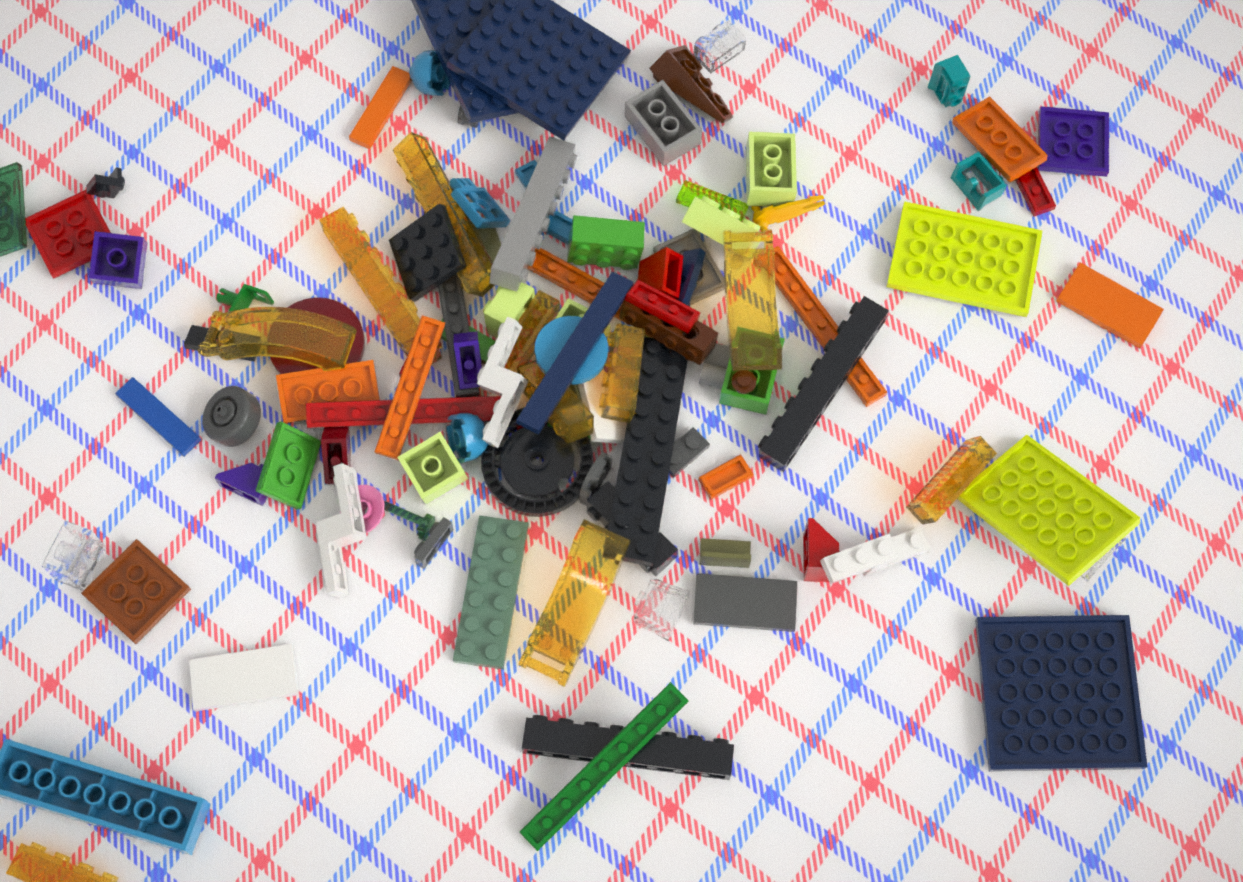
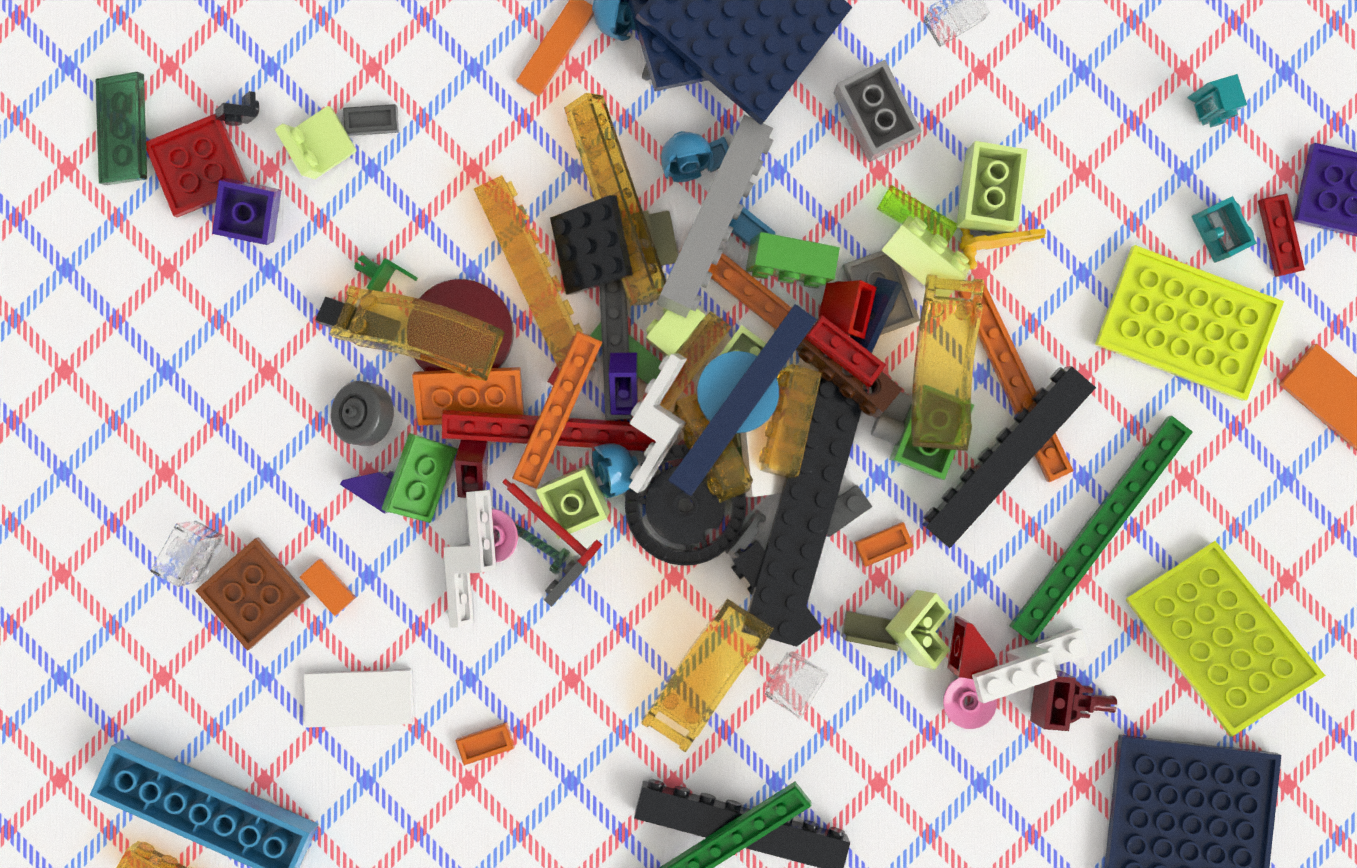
camera: 10 degrees right, 20 degrees up
(158, 416) = (284, 397): blue tile -> none
(178, 202) = (317, 143): none -> yellowish green bracket
(207, 578) = (327, 587): none -> orange tile
(223, 182) = (371, 120): none -> dark grey tile
(369, 705) = (485, 743): none -> orange tile
(450, 507) = (585, 554): none -> red piece
(466, 188) = (642, 167): dark azure piece -> none
(491, 592) = (621, 639): sand green plate -> none
(503, 176) = (686, 156): none -> dark azure cylinder
(683, 76) = (909, 55): reddish brown wedge -> none
(744, 381) = (921, 456): reddish brown plate -> none
(745, 602) = (883, 685): dark grey tile -> none
(766, 541) = (916, 629): none -> yellowish green brick
(834, 594) = (971, 715): none -> bright pink dish
(916, 590) = (1065, 701): none -> dark red brick
(920, 439) = (1100, 528): none -> green plate
(951, 480) = (1125, 585): clear yellow brick -> none
(999, 139) = (1259, 180): orange plate -> none

